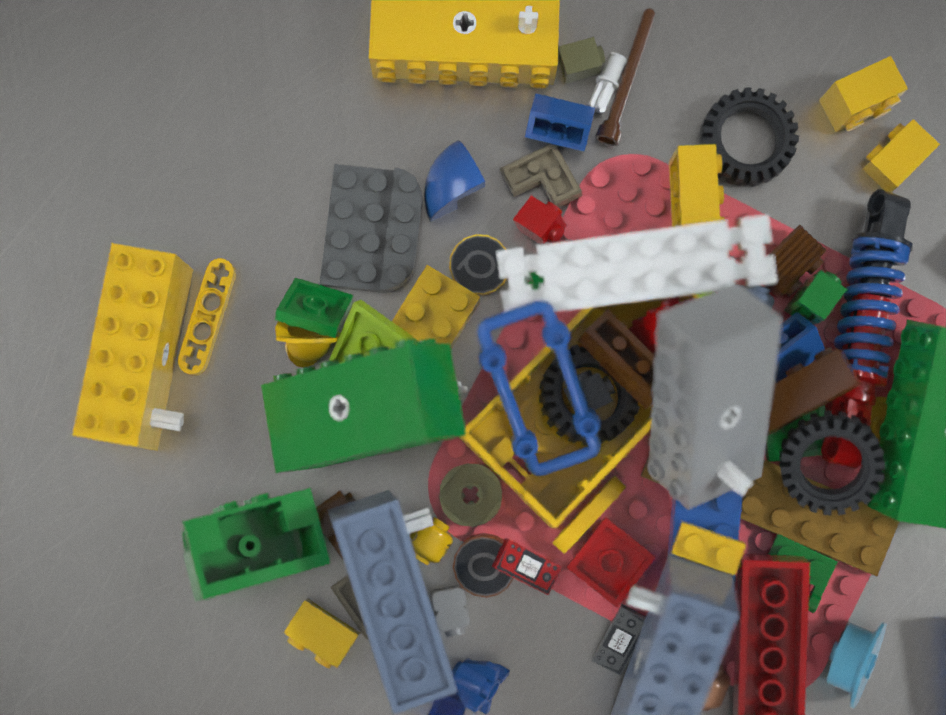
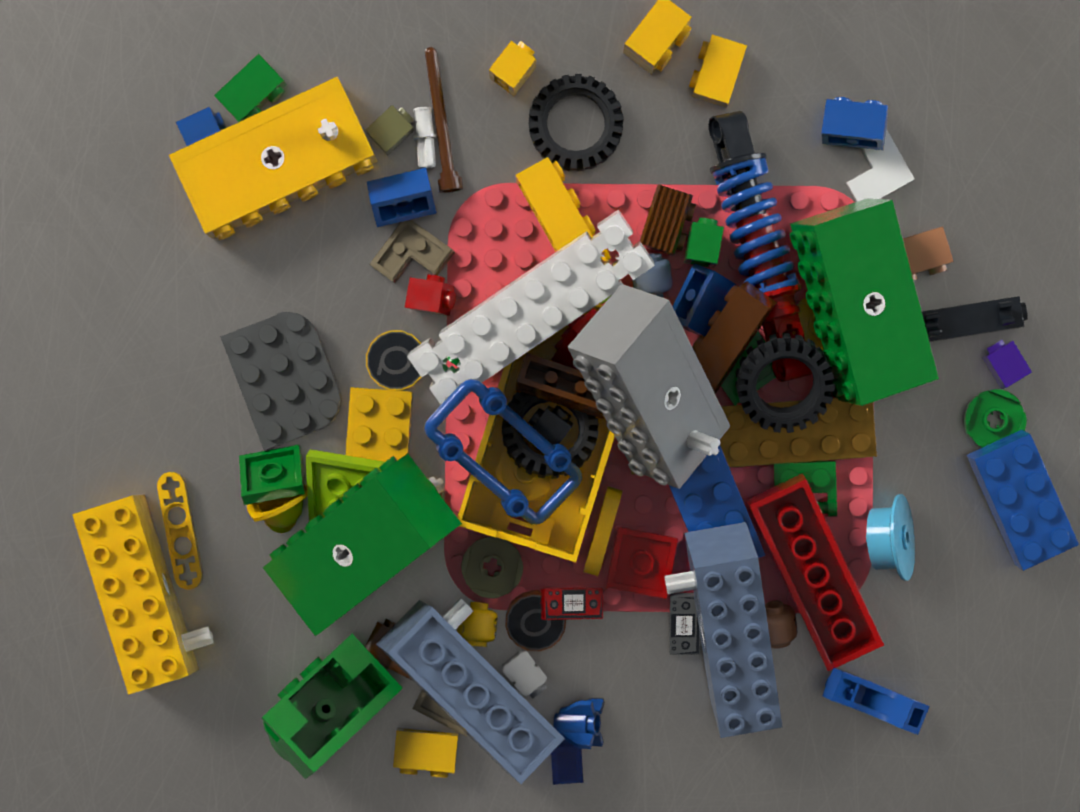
camera: 25 degrees left, 5 degrees up
(450, 179) = (331, 299): blue brick -> none
(708, 548) = (715, 510): yellow plate -> none
(718, 58) = (513, 67): none -> yellow brick

